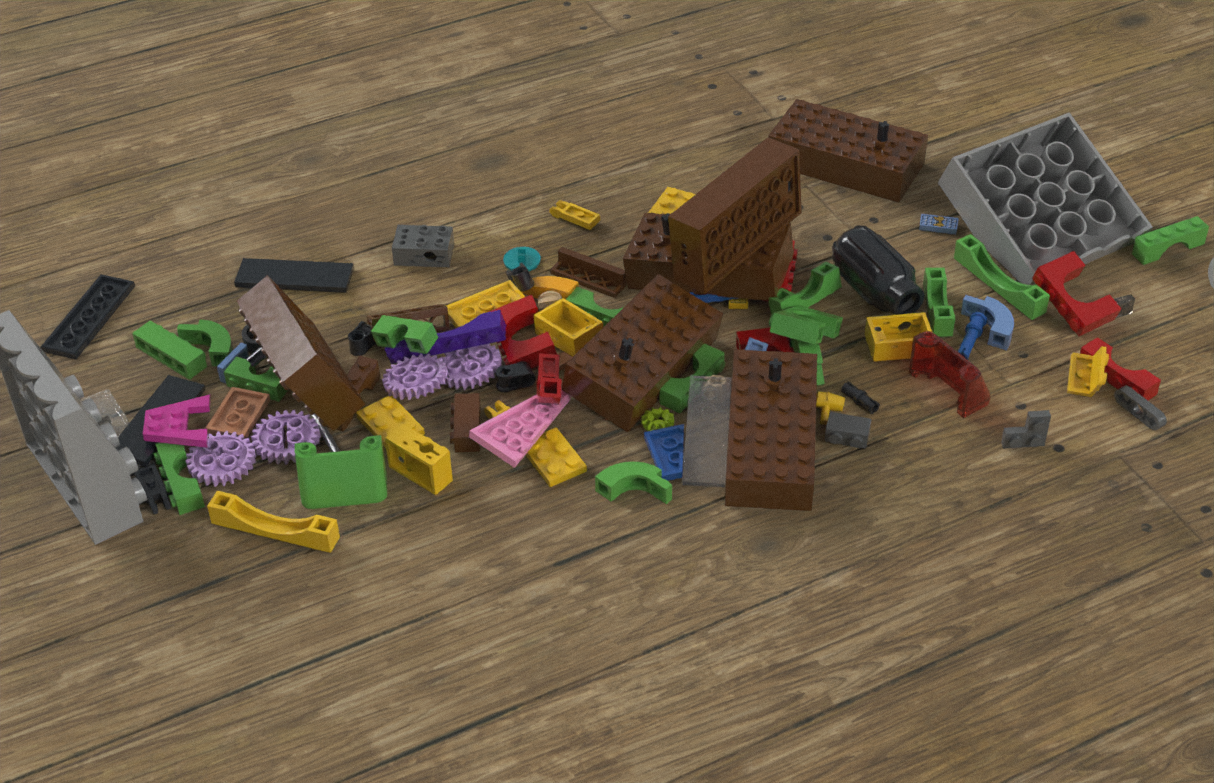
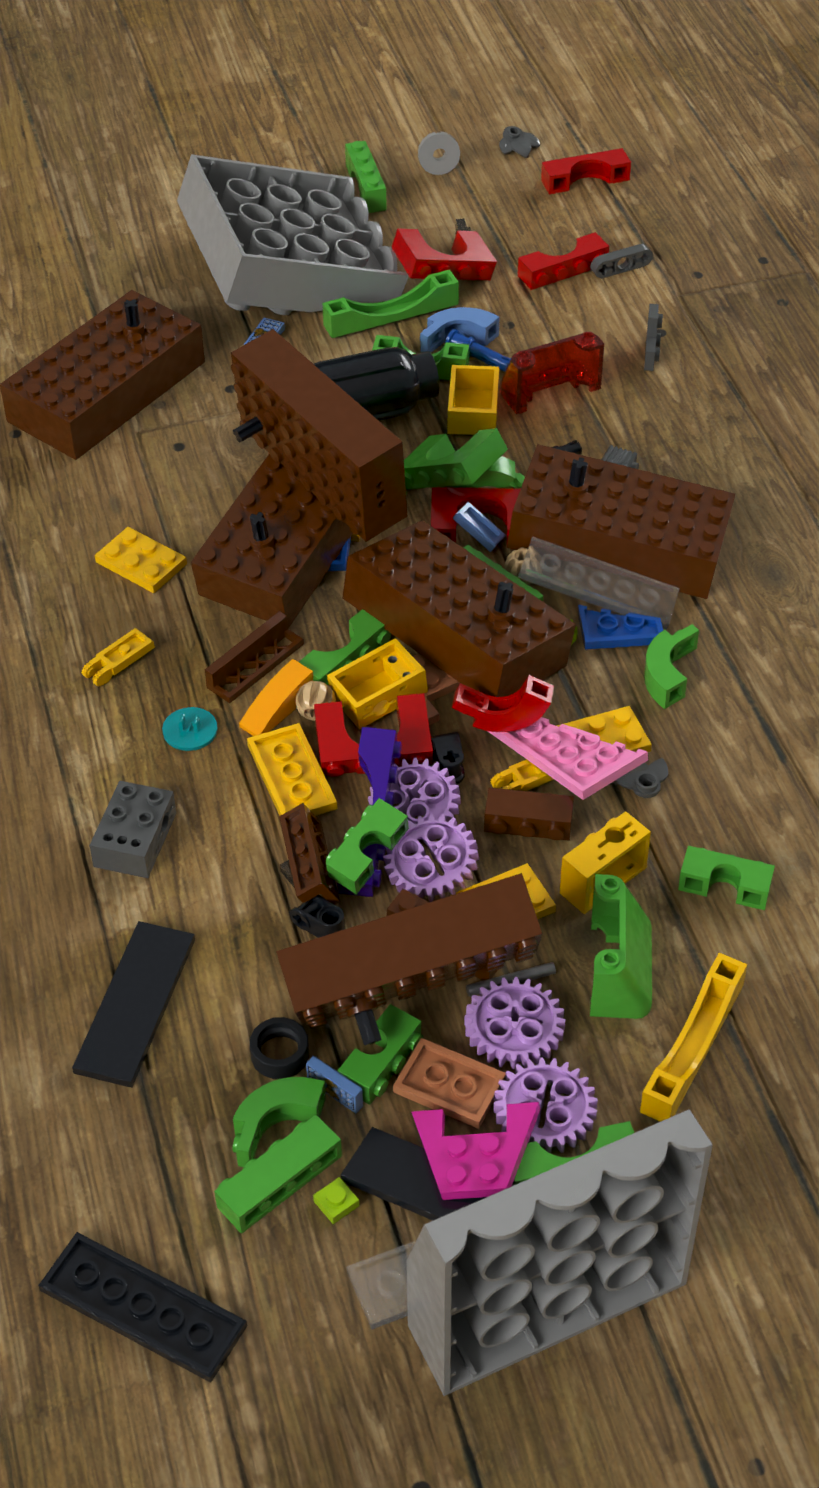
camera: 80 degrees left, 5 degrees up
(153, 379) = (336, 1200): none -> lime plate
(422, 545) = (706, 867): none -> bright green arch
(519, 482) = (645, 779): none -> dark grey plate
(521, 278) = (245, 724): black piece -> none
(1087, 373) = (577, 271): yellow bracket -> none

